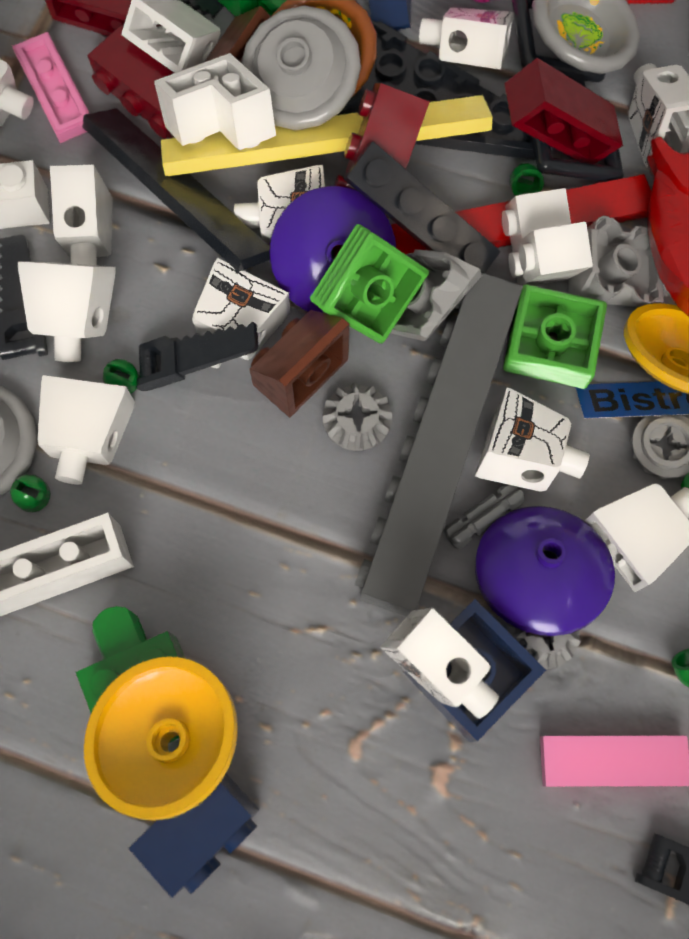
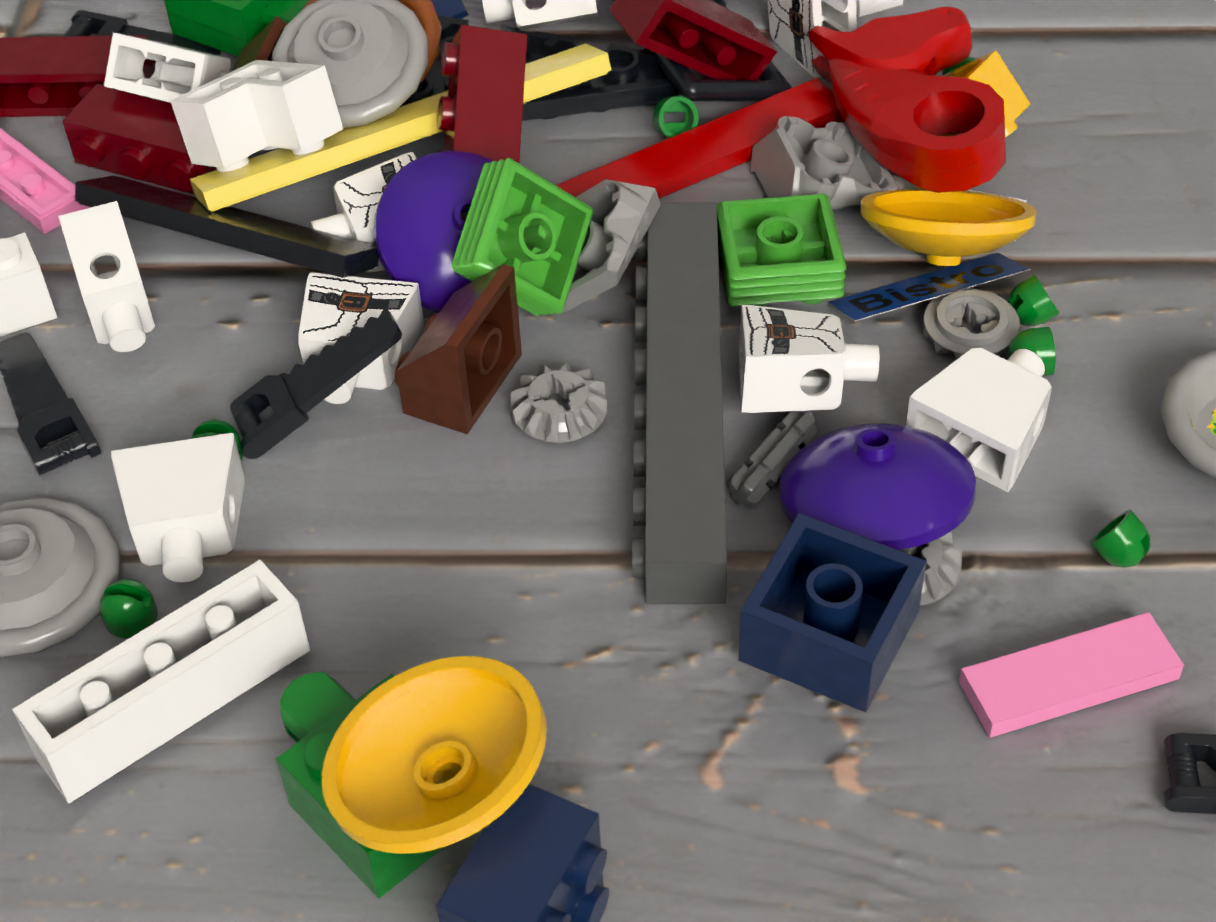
camera: 15 degrees left, 25 degrees down
(66, 303) = (119, 367): white torso -> none
(417, 208) = (503, 132): black plate -> none
(424, 648) = (779, 559): white torso -> none
(544, 240) = (725, 149): white brick -> none

